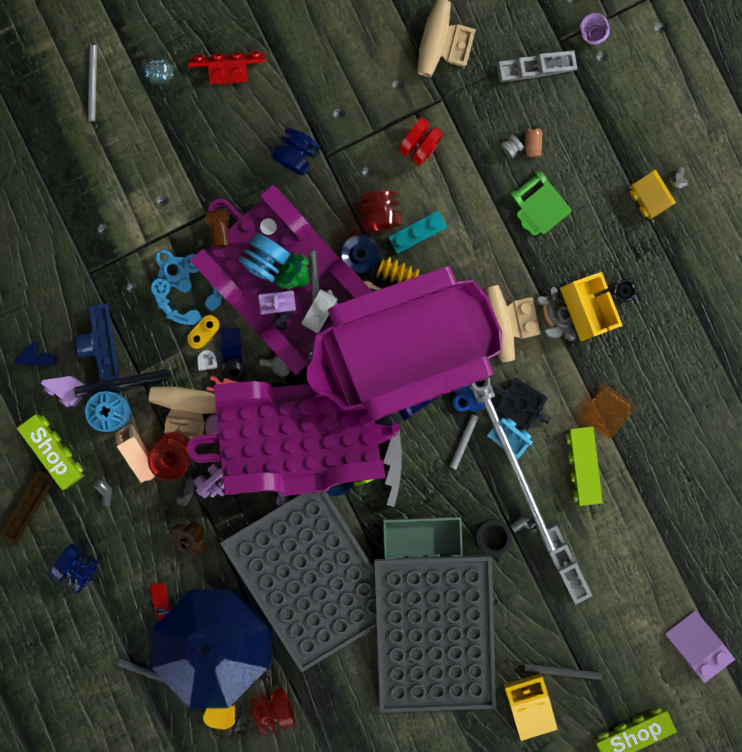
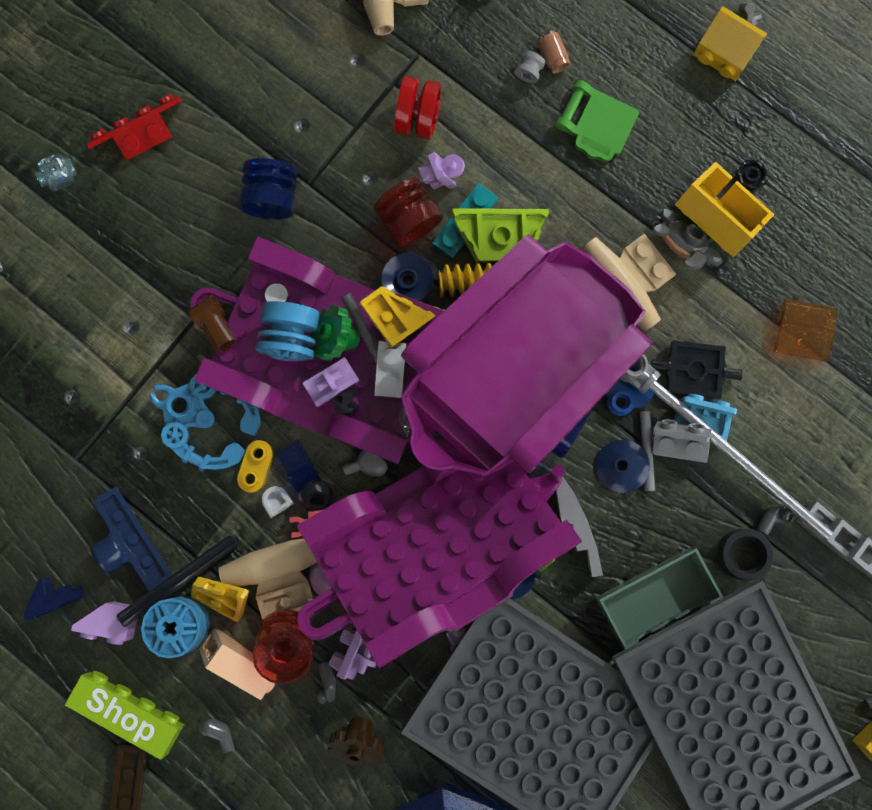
camera: 25 degrees left, 5 degrees down
(144, 406) = (220, 597): none -> yellow wing
(337, 279) = (393, 315): none -> yellow wing
(417, 192) = (440, 171): none -> lavender hips
(433, 251) = (496, 231): none -> lime wing
(452, 445) = (625, 480): none -> dark blue dish
(487, 446) = (681, 441): none -> light grey bracket
(585, 466) = (813, 410): lime brick -> none

